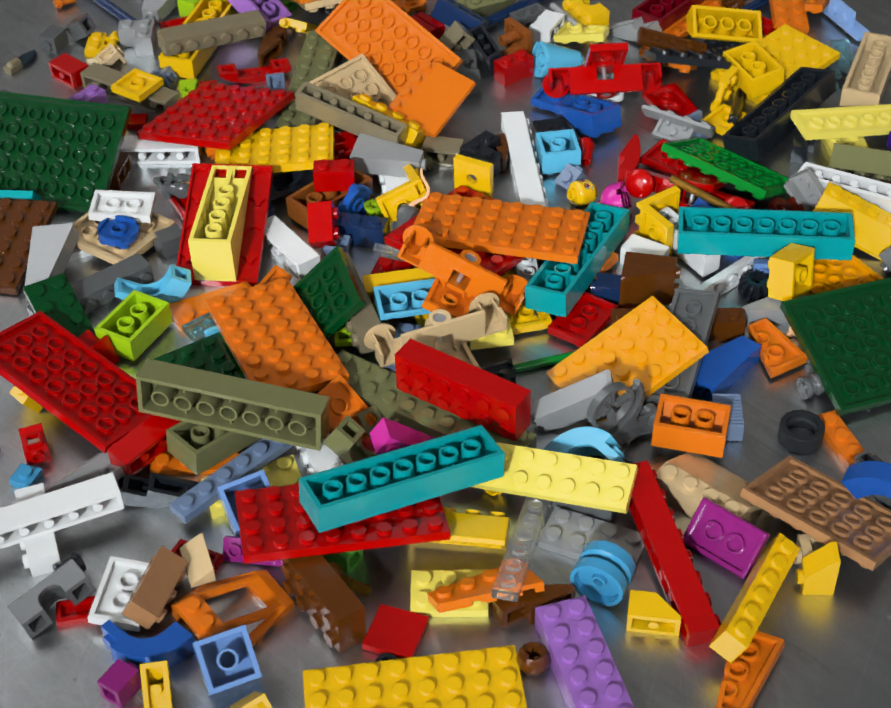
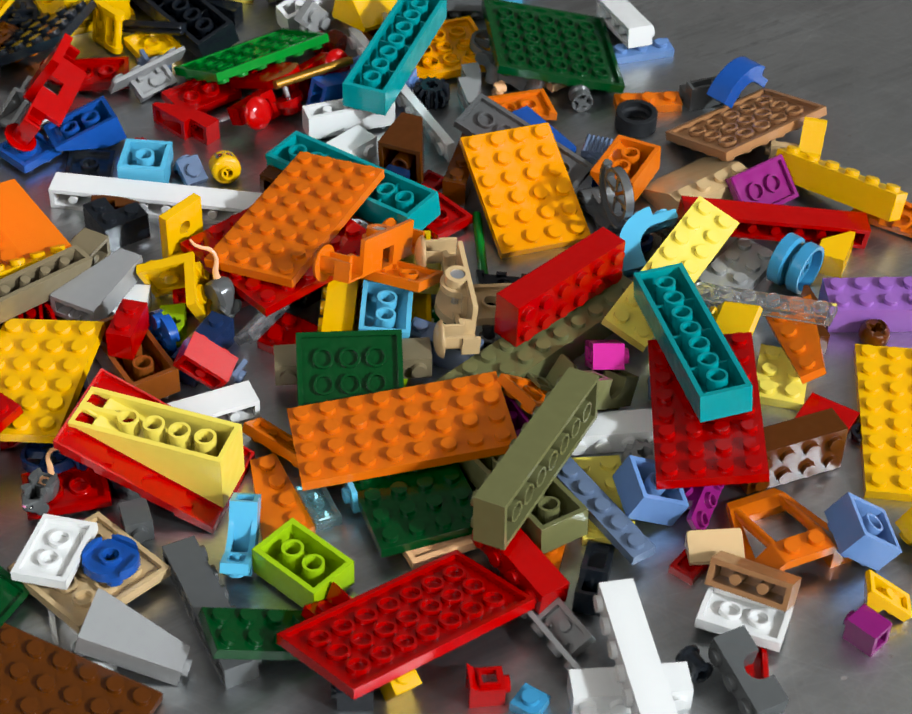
camera: 80 degrees left, 0 degrees up
(171, 645) = (830, 593): blue arch -> none
(570, 403) = (580, 212): light grey slope -> none
(616, 196) = (257, 141): dark pink cylinder -> none
(652, 223) = (317, 120): yellow bracket -> none
(791, 272) = (455, 52): yellow brick -> none

